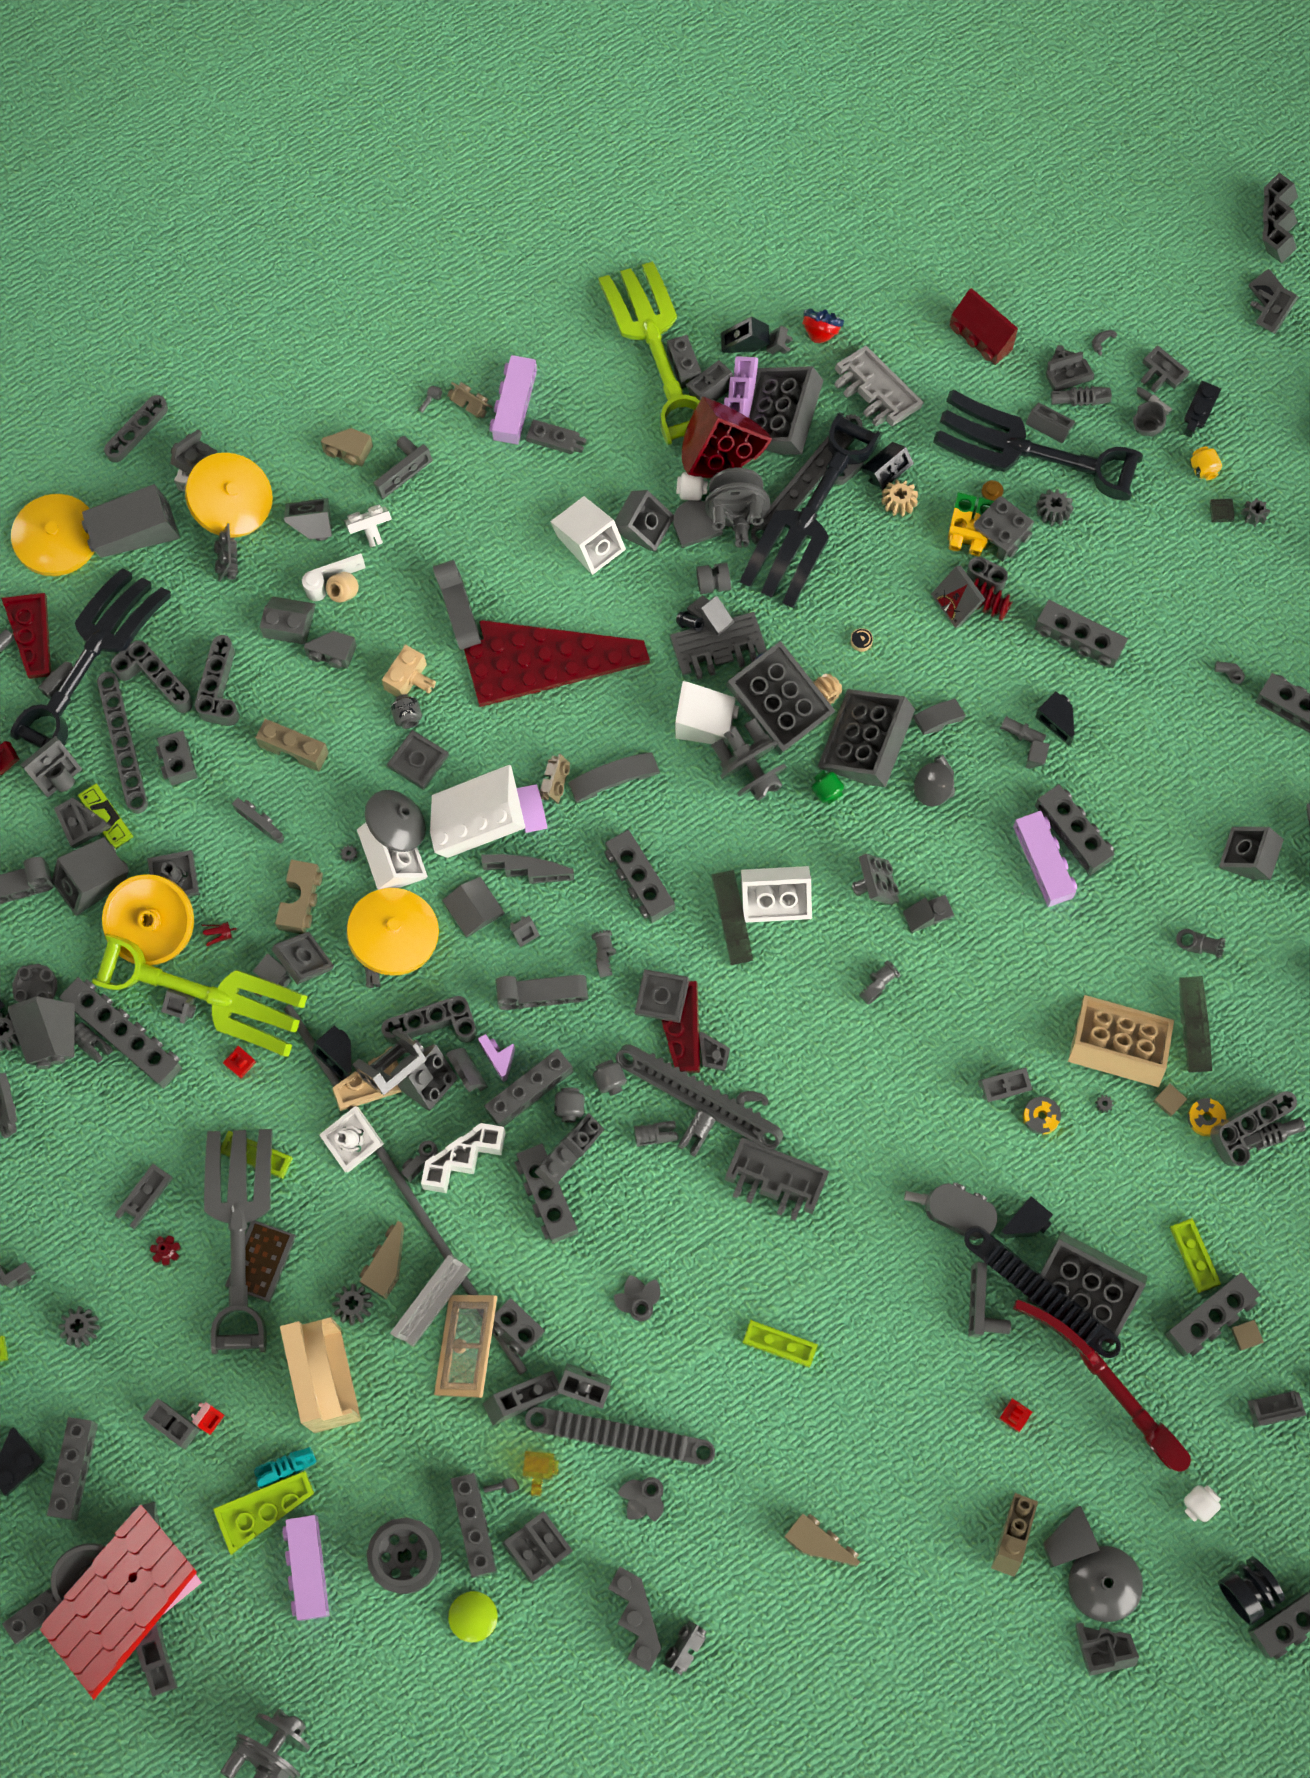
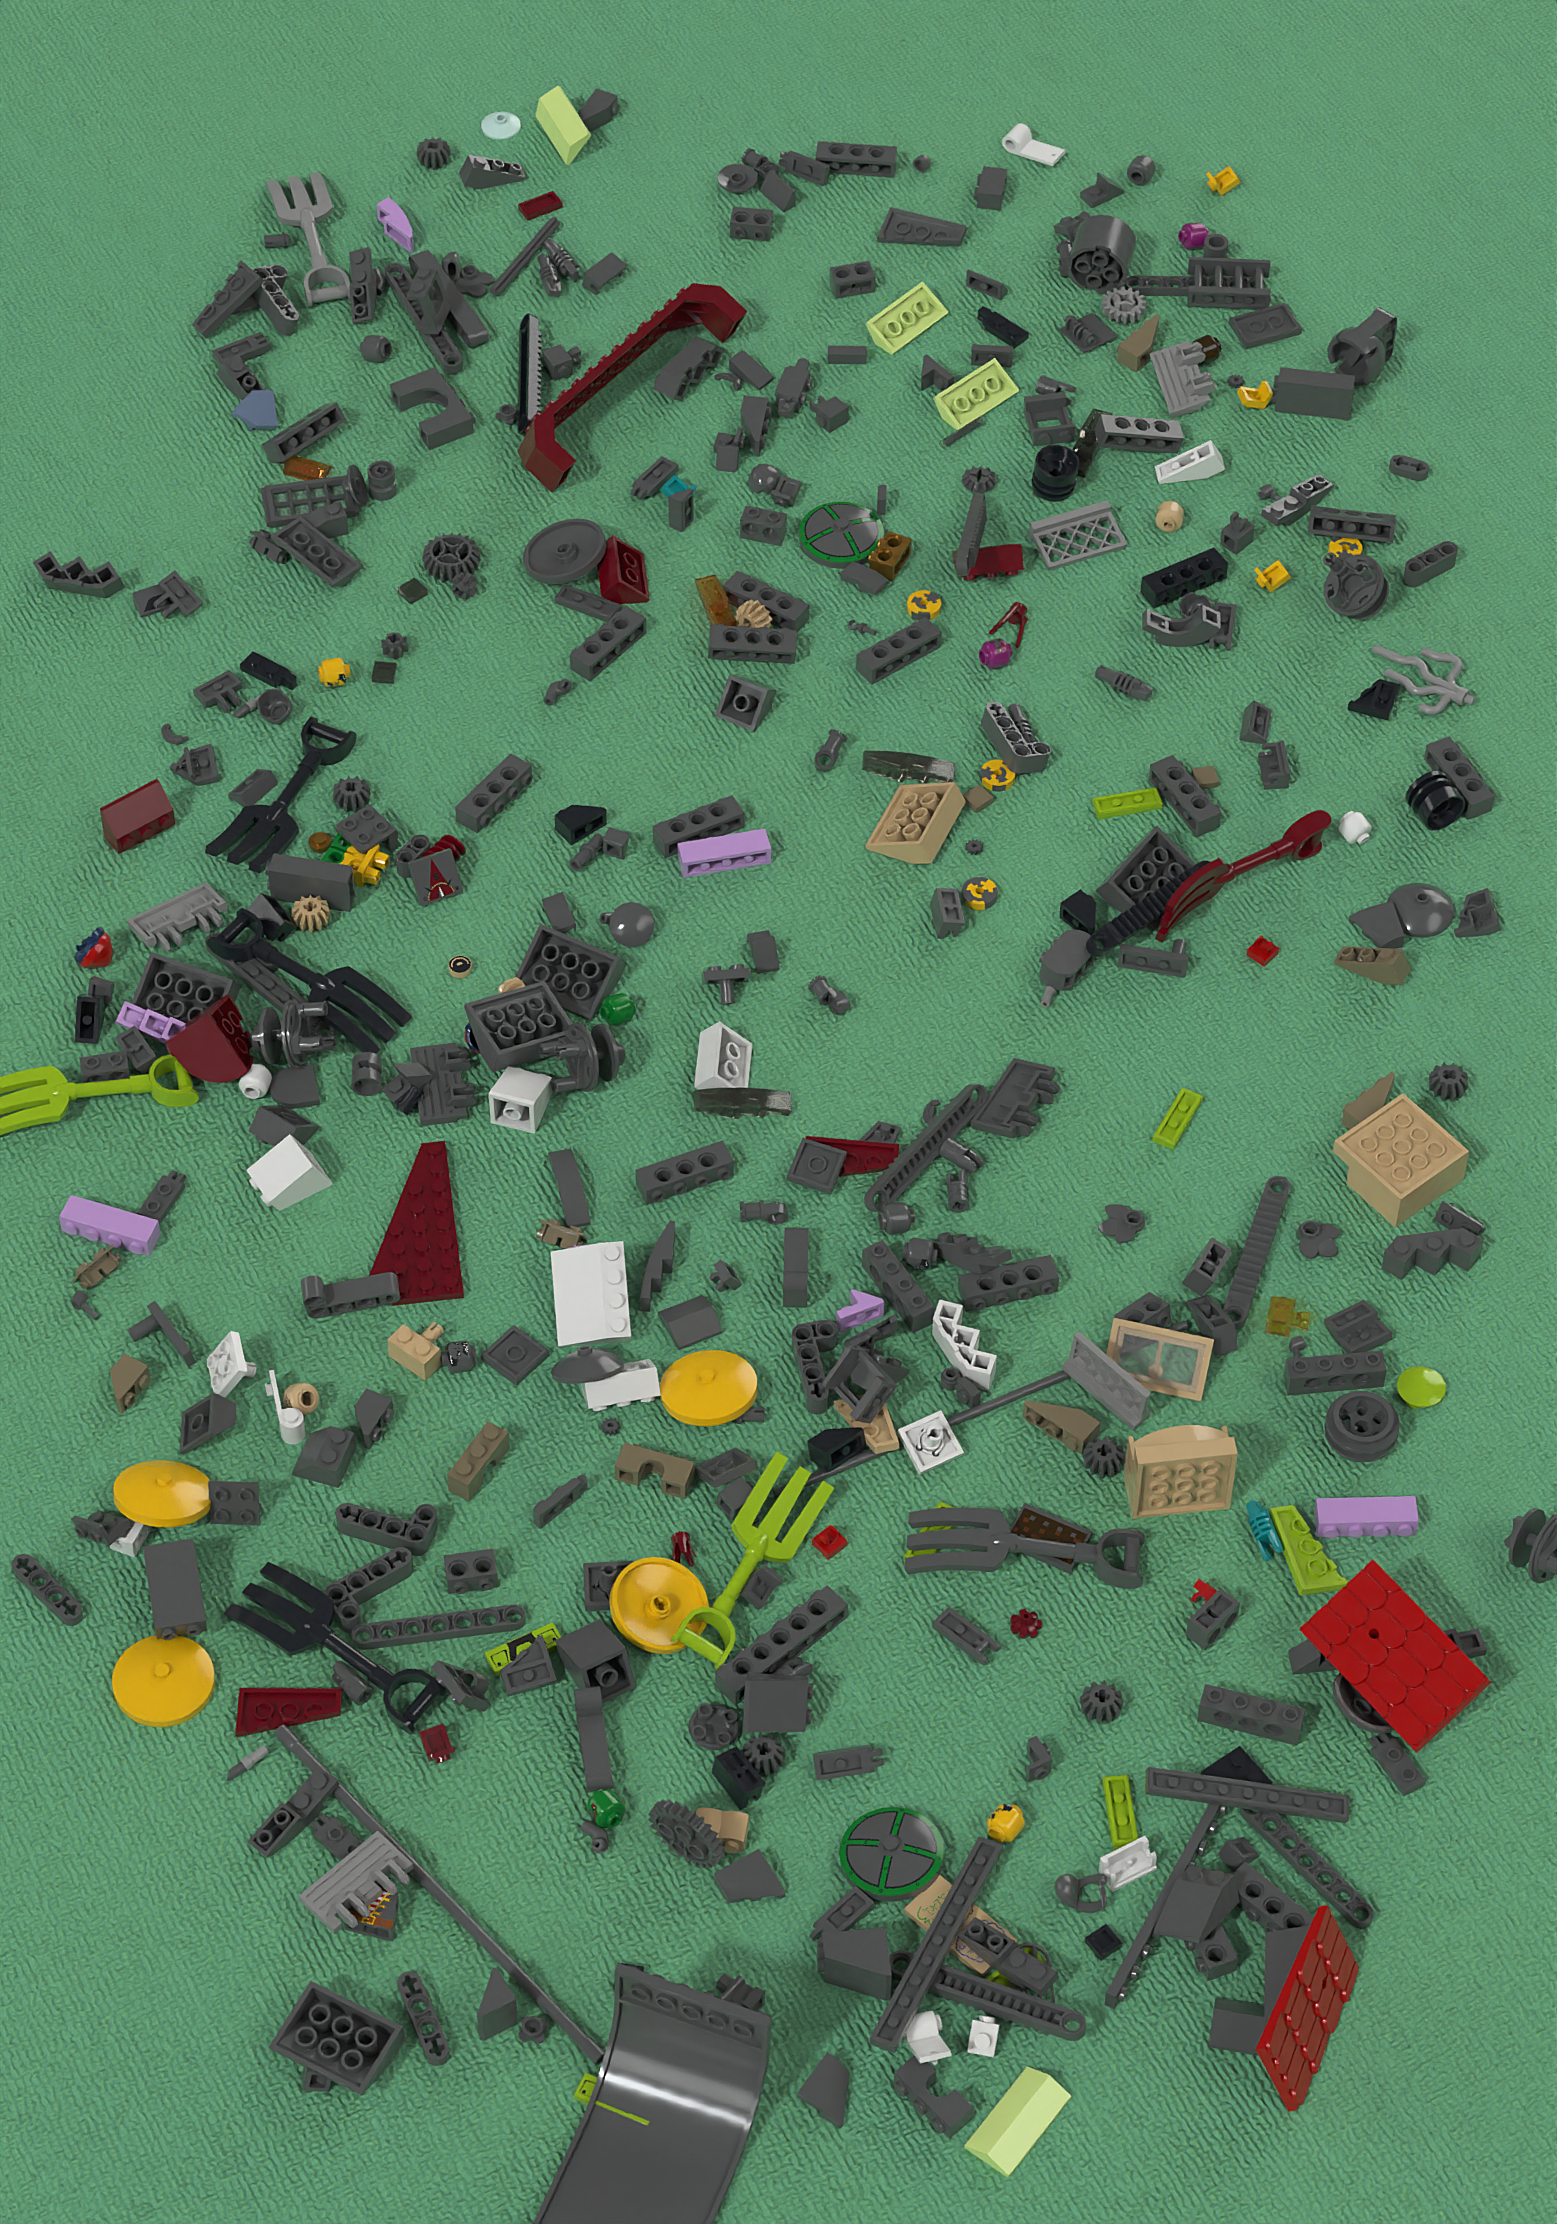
camera: 85 degrees left, 20 degrees down
(744, 1576) = (1401, 1159): none -> tan piece
(874, 1625) = (1448, 1081): none -> dark grey gear
(929, 489) = (297, 877): none -> dark grey brick
(1082, 396) = (232, 757): dark grey hinge -> none

